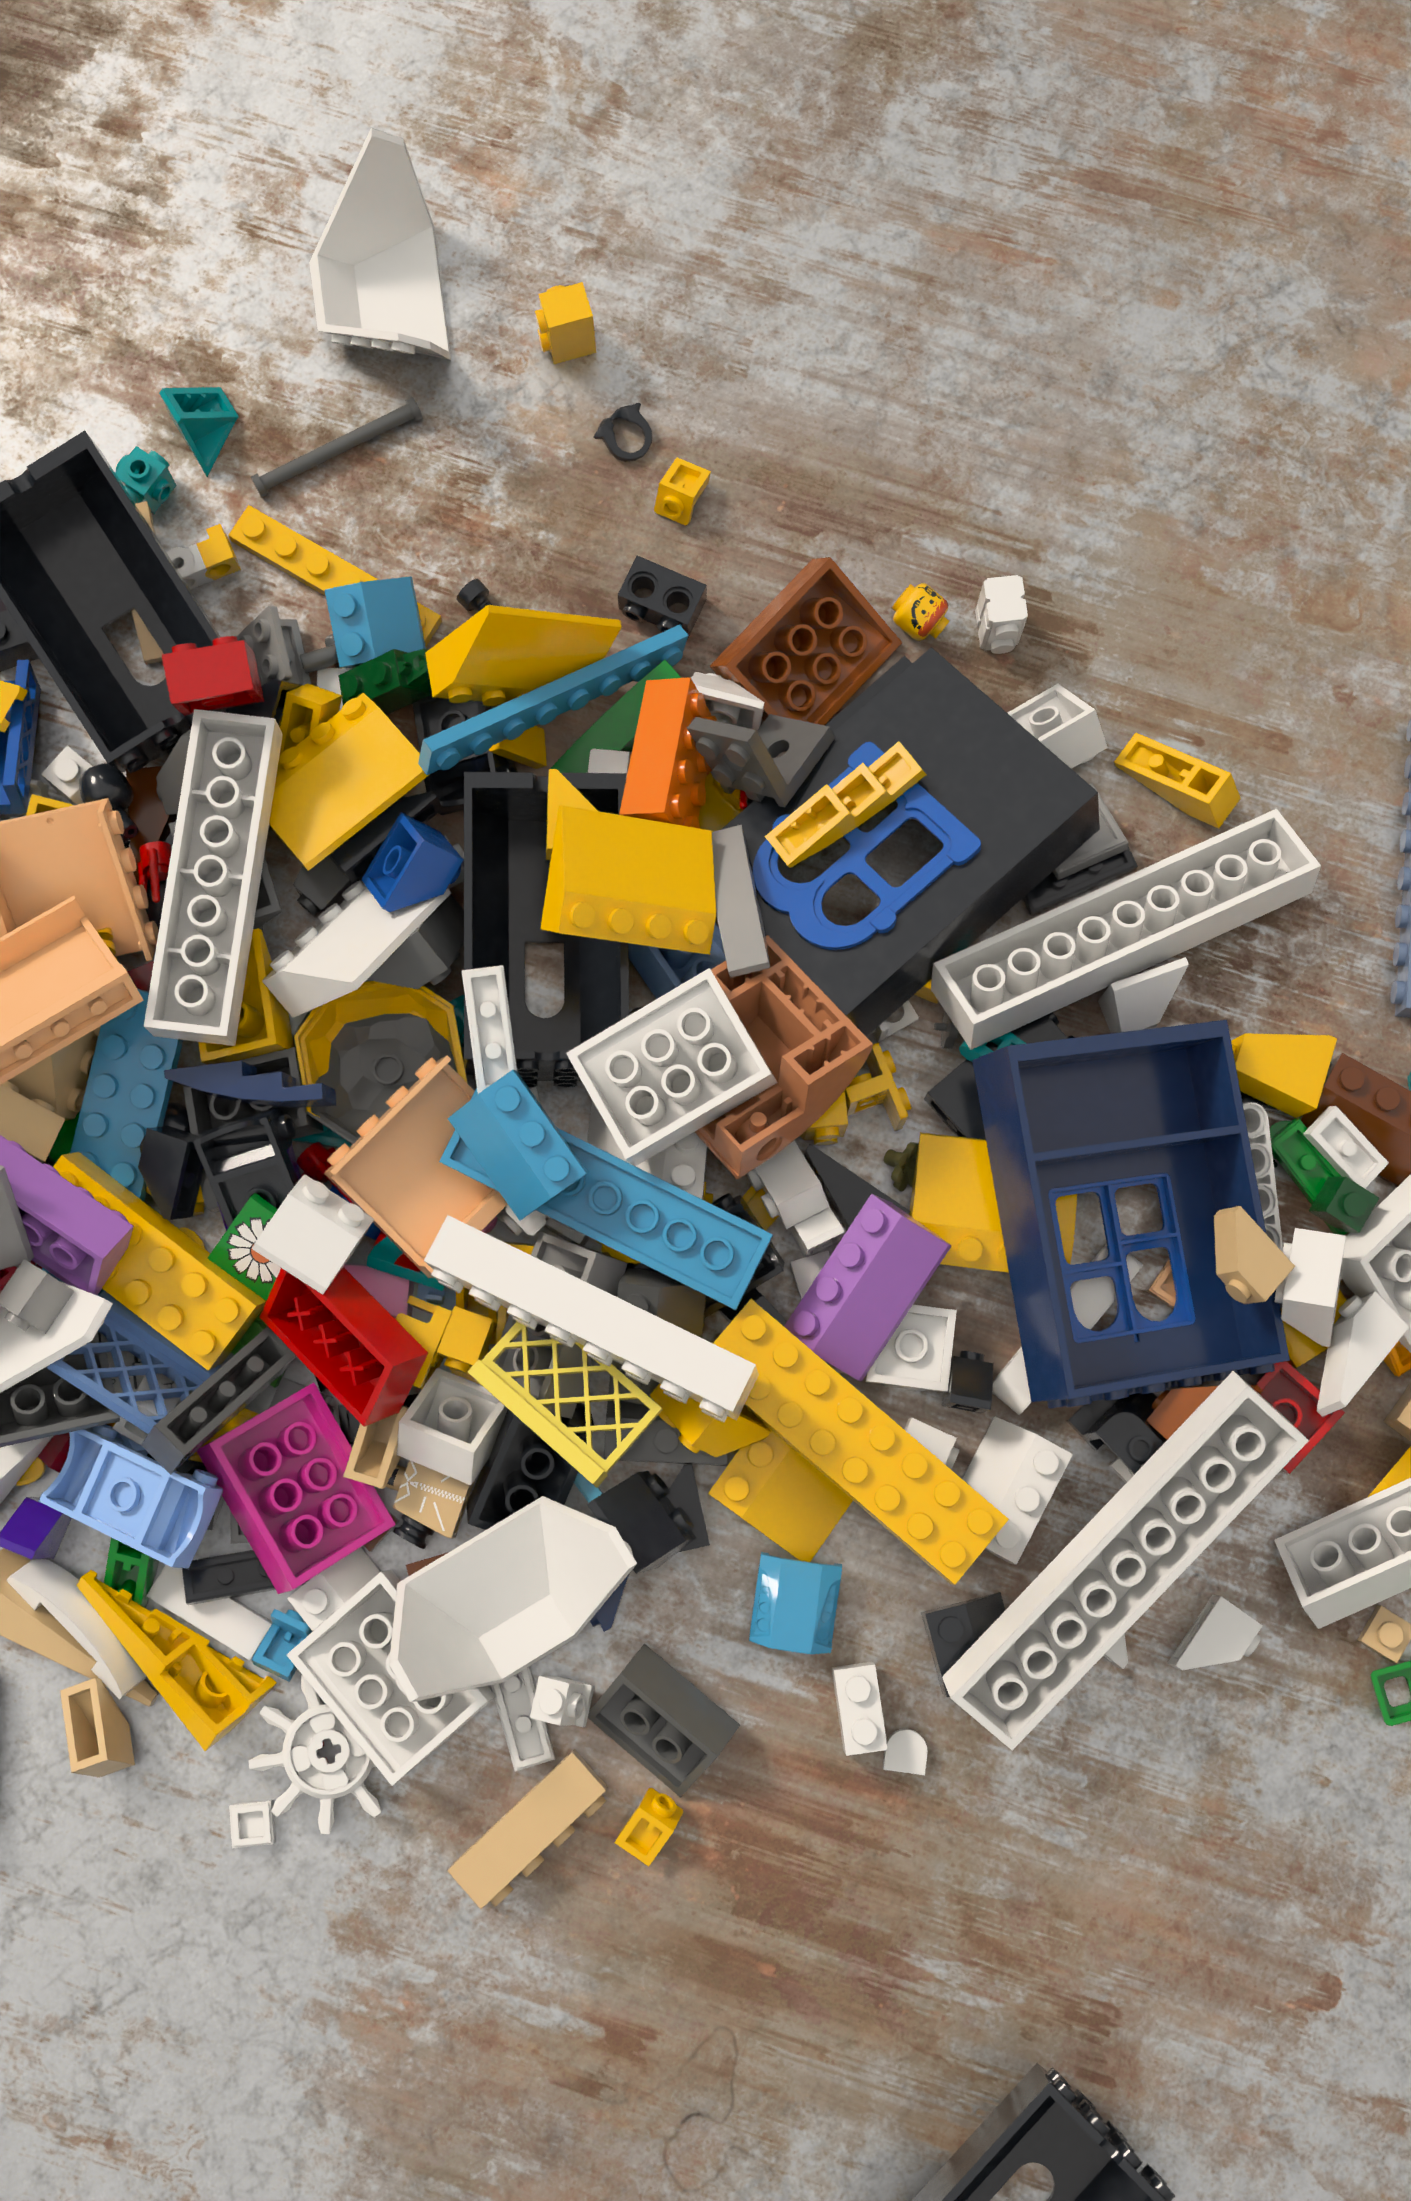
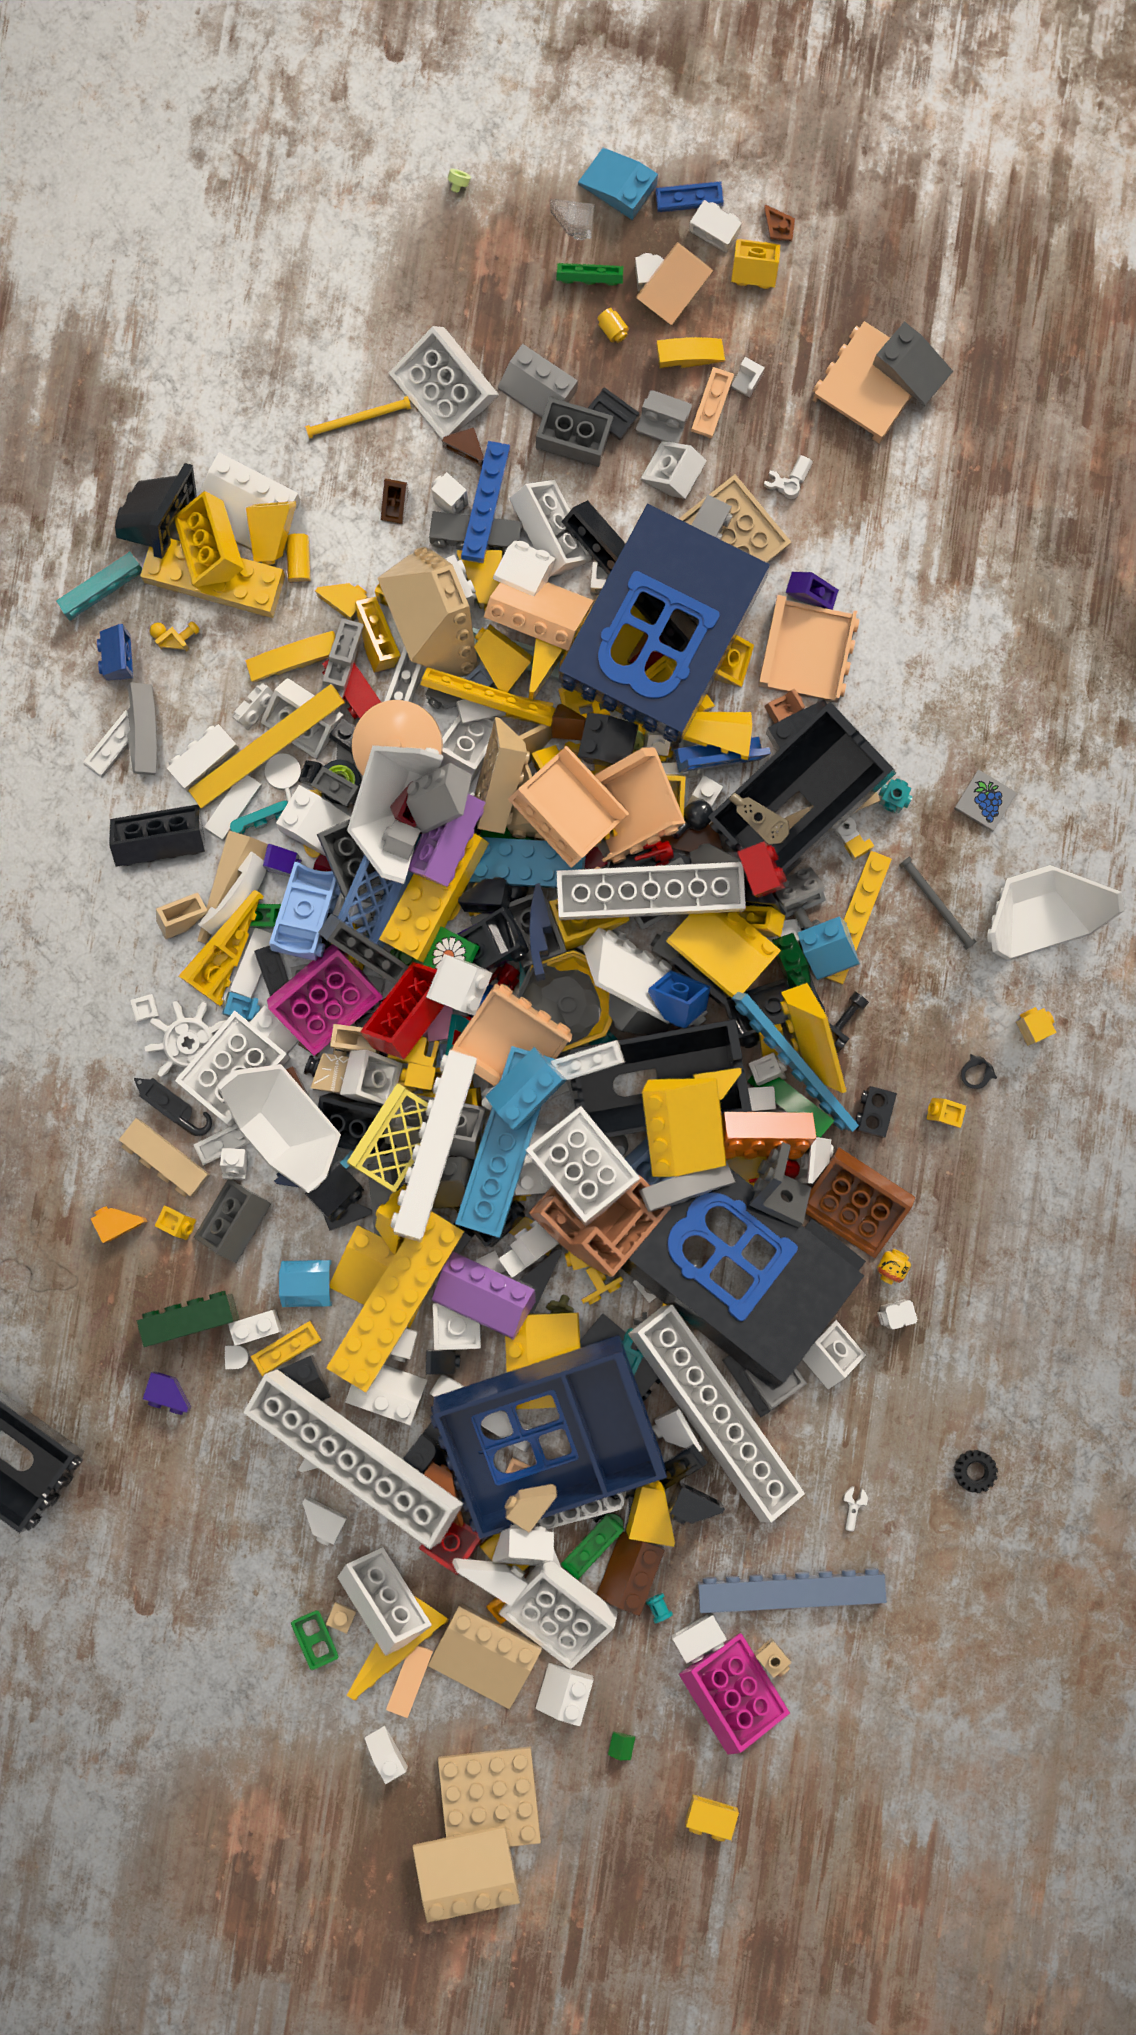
camera: 80 degrees right, 5 degrees up
(138, 660) = (768, 822): none -> dark tan piece
(184, 345) = (985, 800): none -> light grey tile
(203, 420) = (939, 821): teal slope -> none
(437, 1802) = (171, 1105): none -> black plate
(559, 751) = (767, 1069): none -> white bracket
(631, 1940) = (114, 1223): none -> light orange slope
(829, 1831) = (186, 1320): none -> dark green brick
(846, 806) = (754, 1240): yellow slope -> none
(903, 1659) = (286, 1348): none -> yellow tile
(950, 1889) = (167, 1392): none -> dark purple slope
(1180, 779) = (817, 1434): yellow slope -> none
(1203, 991) = (682, 1465): none -> black tile
(1276, 991) = (692, 1505): none -> black slope
(1280, 523) = (989, 1471): none -> black tyre
(1302, 742) = (853, 1507): none -> white bar
(1344, 1204) = (576, 1561): dark green brick -> none
(1345, 1147) = (610, 1559): white plate -> none

